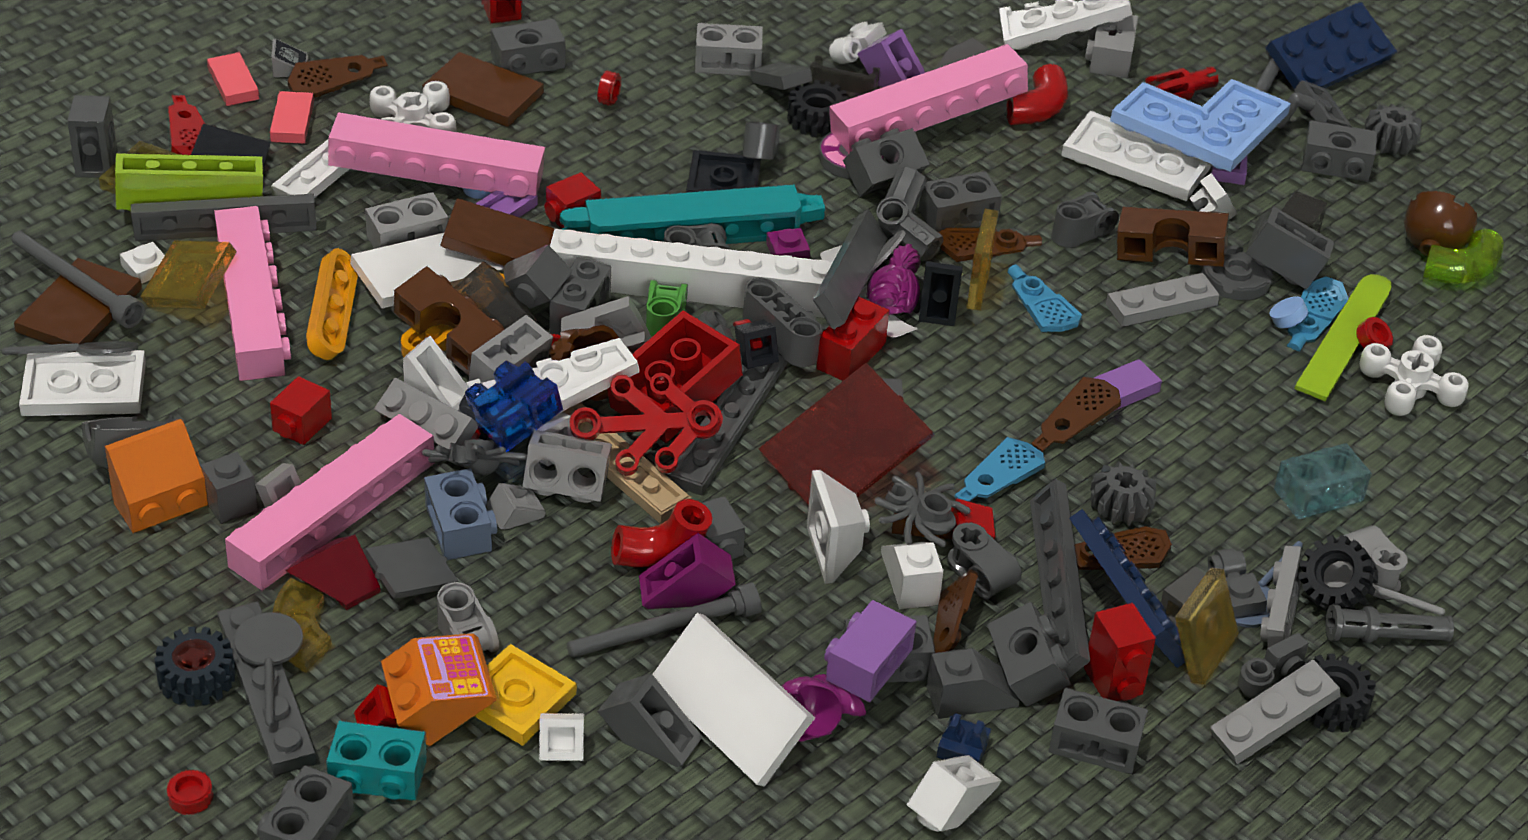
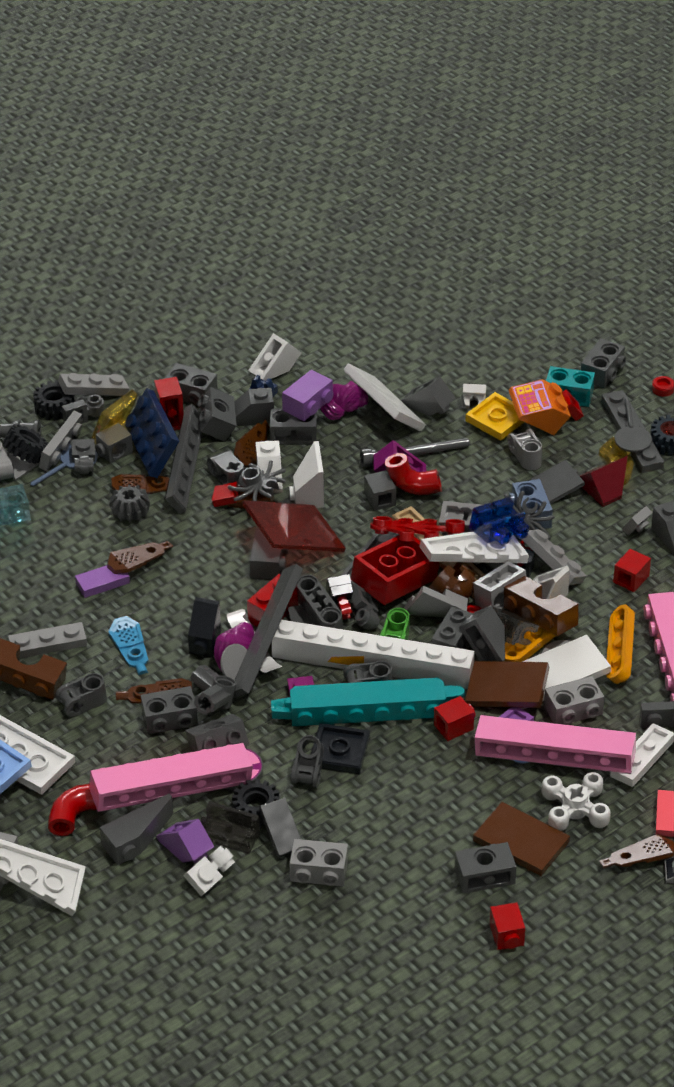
camera: 170 degrees left, 0 degrees up
(329, 501) = (608, 514): bright pink brick -> none
(609, 88) = (420, 824): red tile -> none
(982, 259) = (170, 643): clear yellow tile -> none
(1005, 465) = (192, 530): dark azure piece -> none

